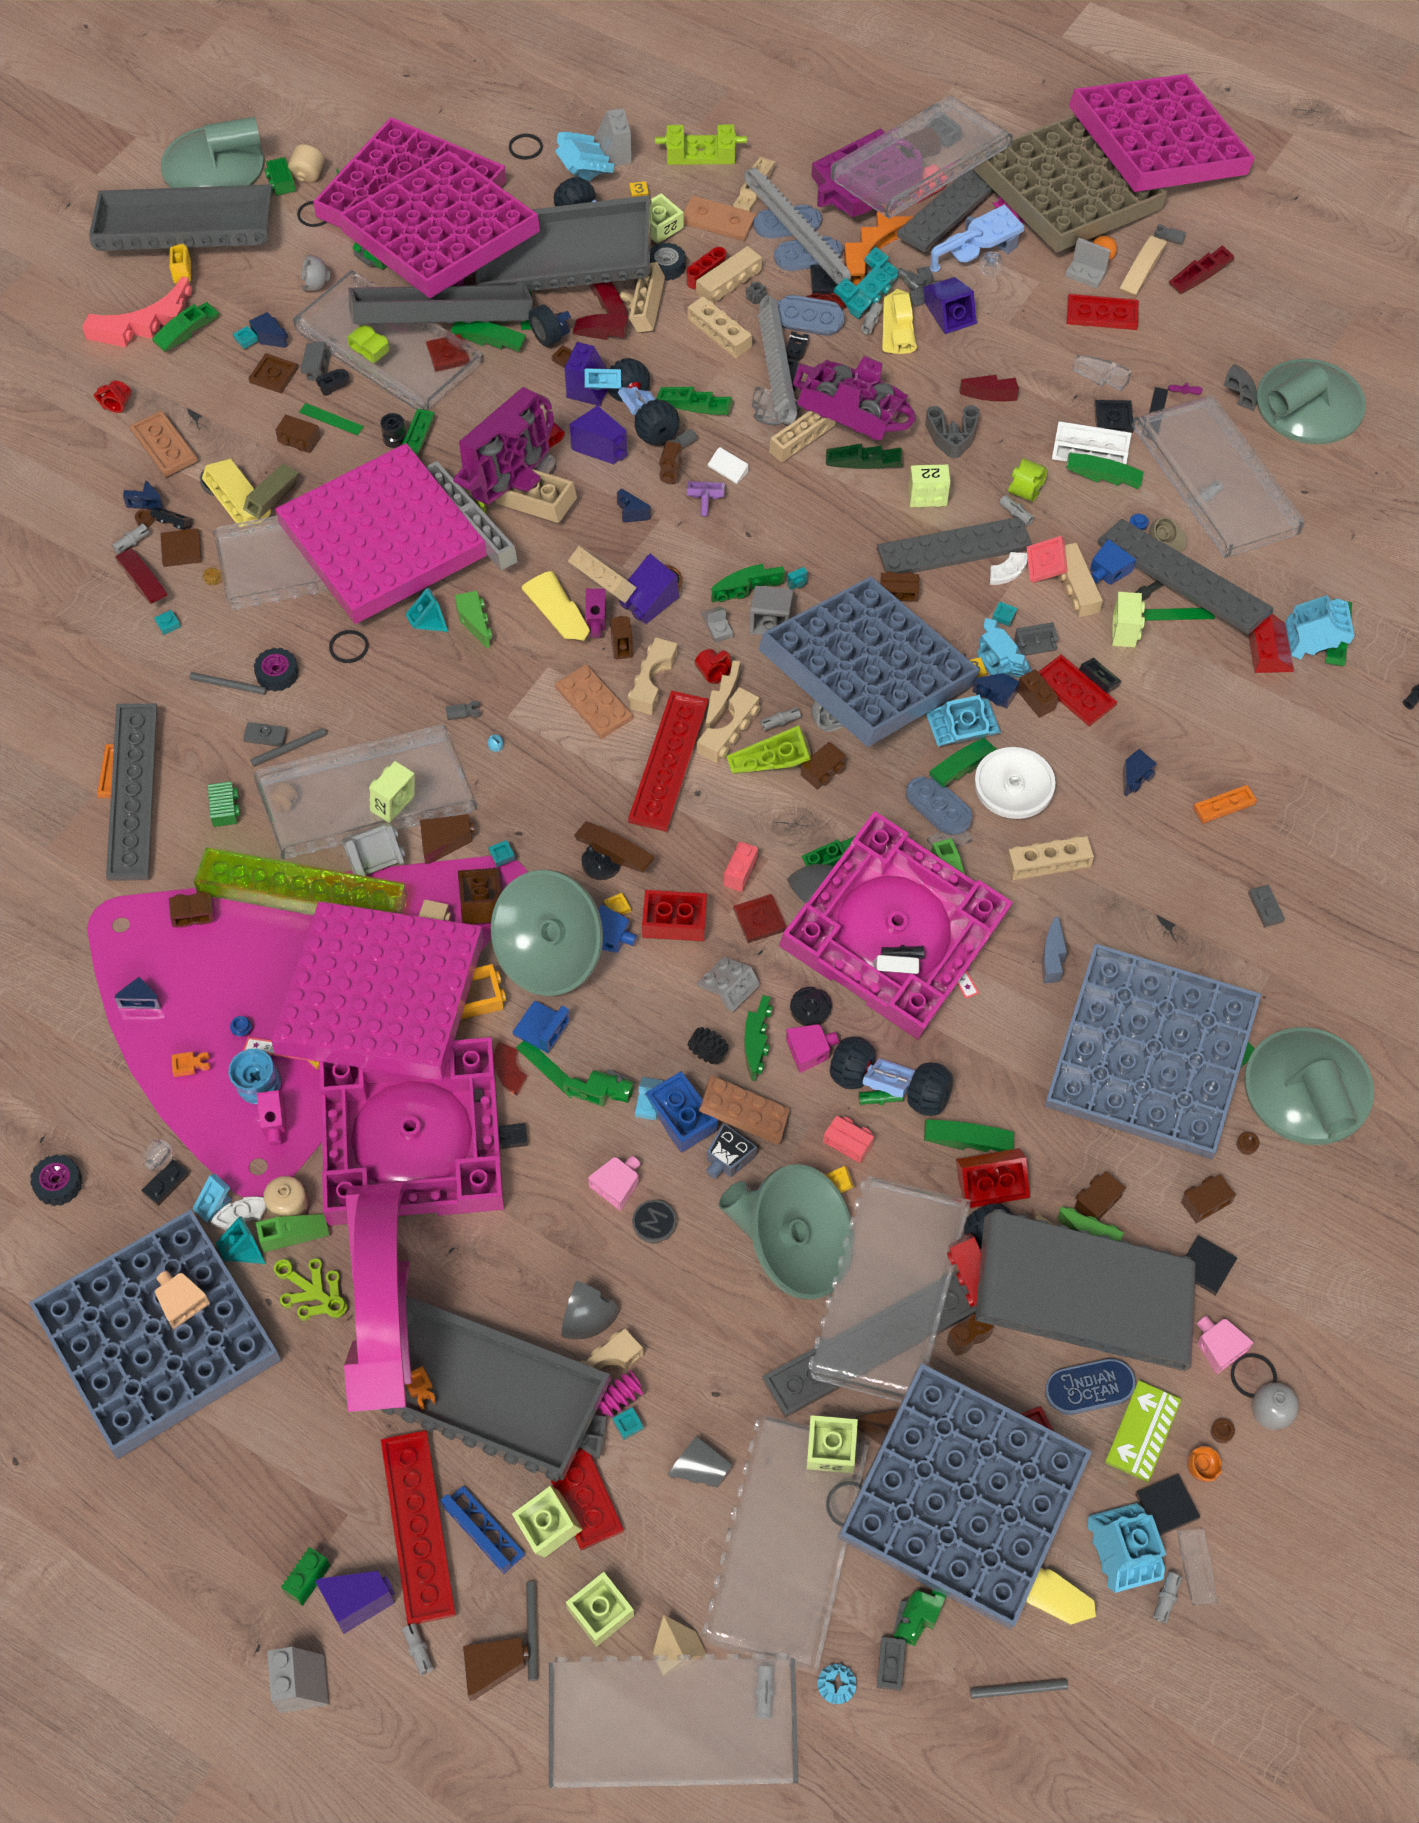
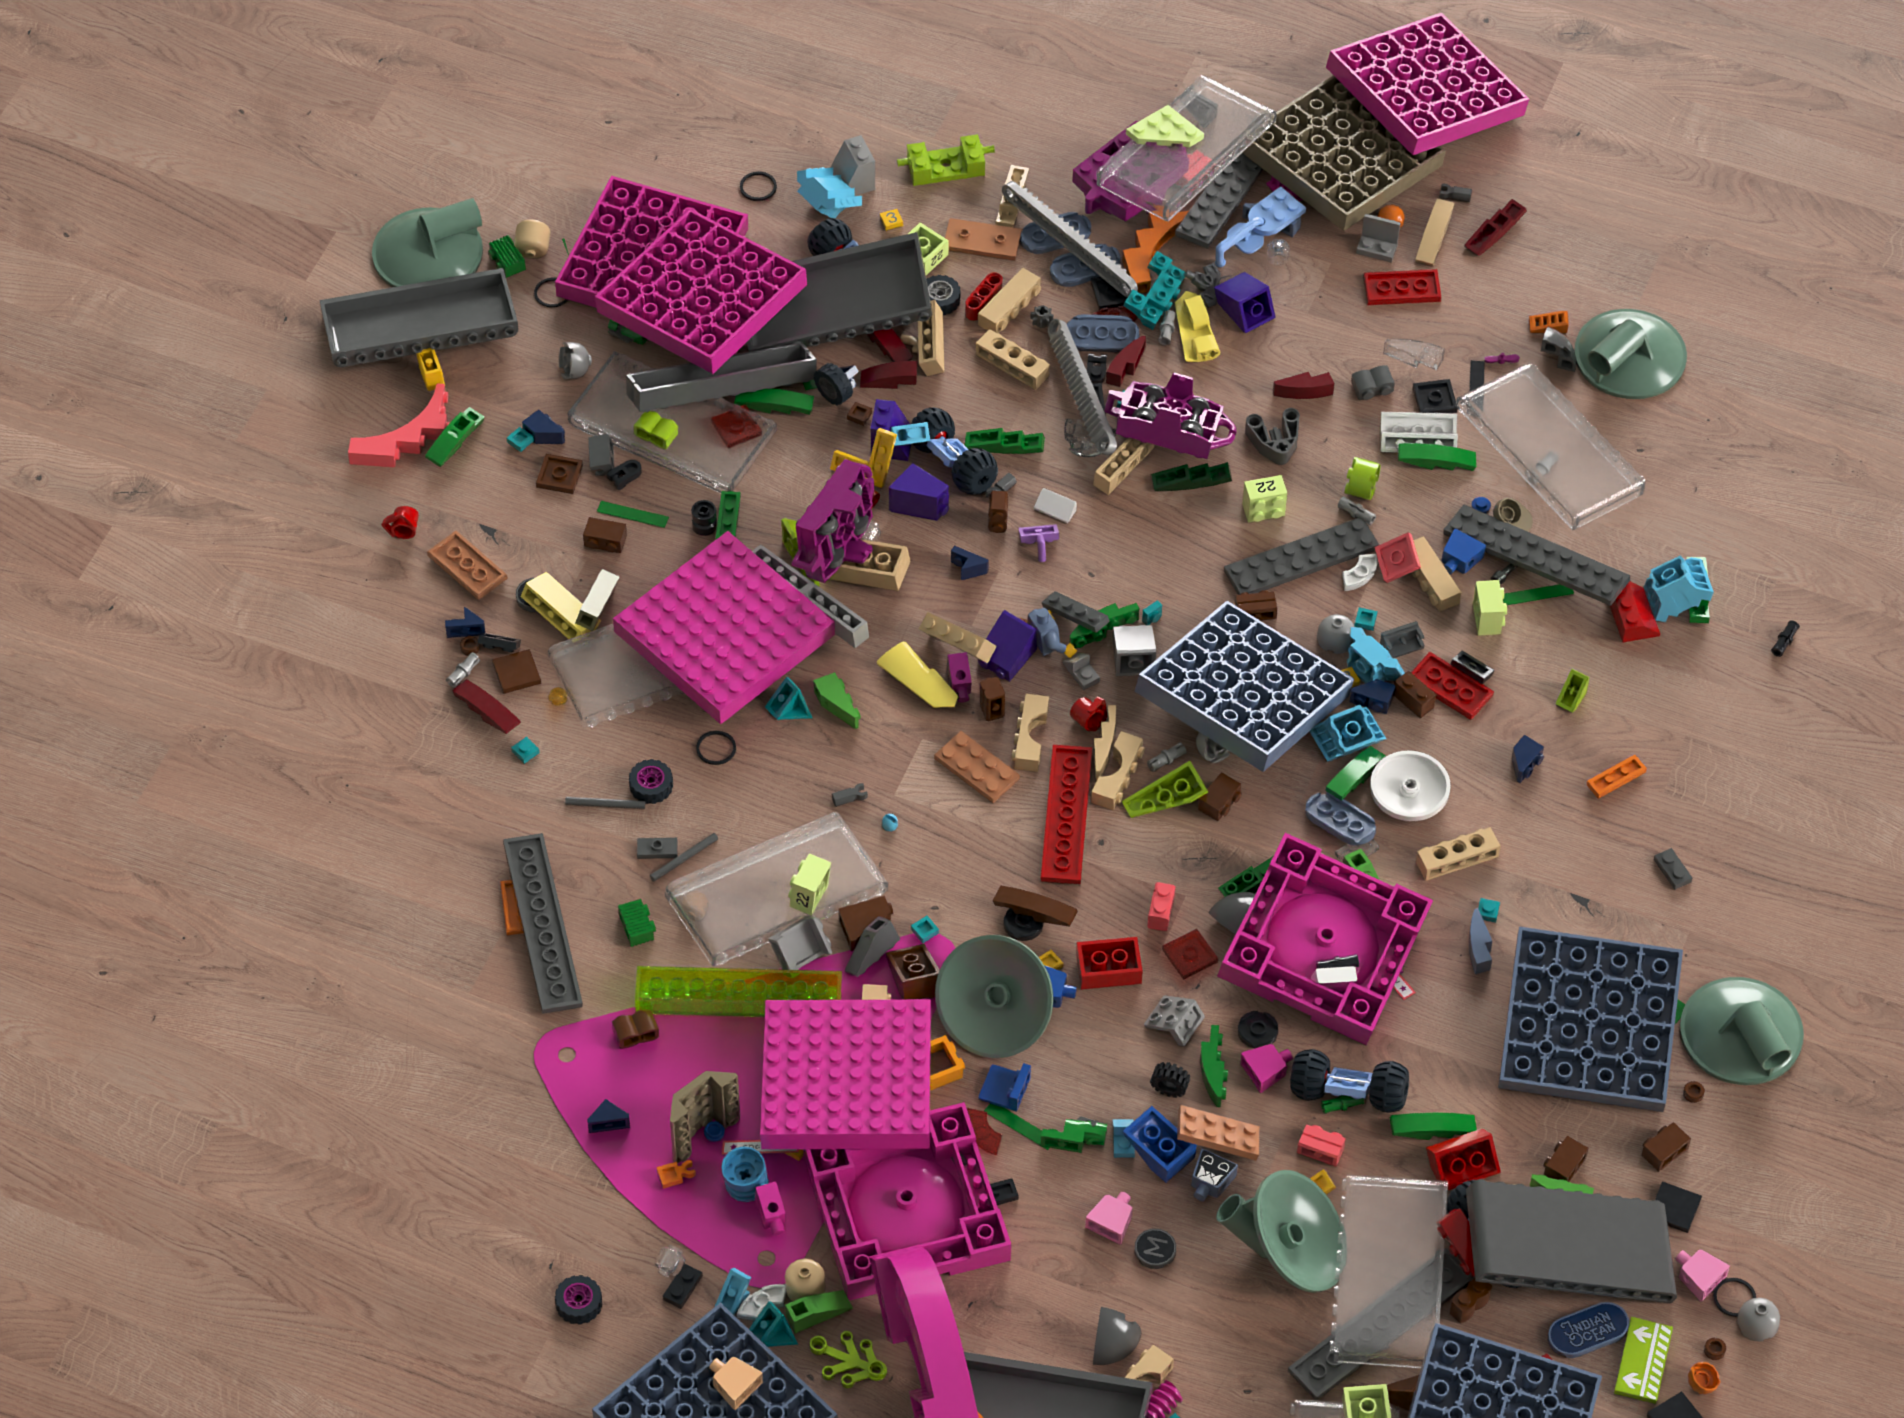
camera: 10 degrees left, 5 degrees down
(219, 1000) = (697, 1104): none -> dark tan slope
(446, 859) = (873, 943): none -> dark grey slope
(566, 408) = (879, 458): none -> yellow plate
(688, 582) = (1048, 633): none -> sand blue torso
(722, 566) = (1075, 611): none -> dark grey plate
(825, 343) = (1126, 362): none -> dark red slope
(904, 134) = (1165, 128): none -> yellowish green plate
(970, 623) = (1335, 633): none -> light grey cylinder
(1056, 393) = (1373, 382): none -> dark grey brick
(1070, 919) = (1489, 909): none -> teal plate
(1196, 712) = (1573, 691): none -> lime slope
(1246, 360) = (1559, 318): none -> orange slope

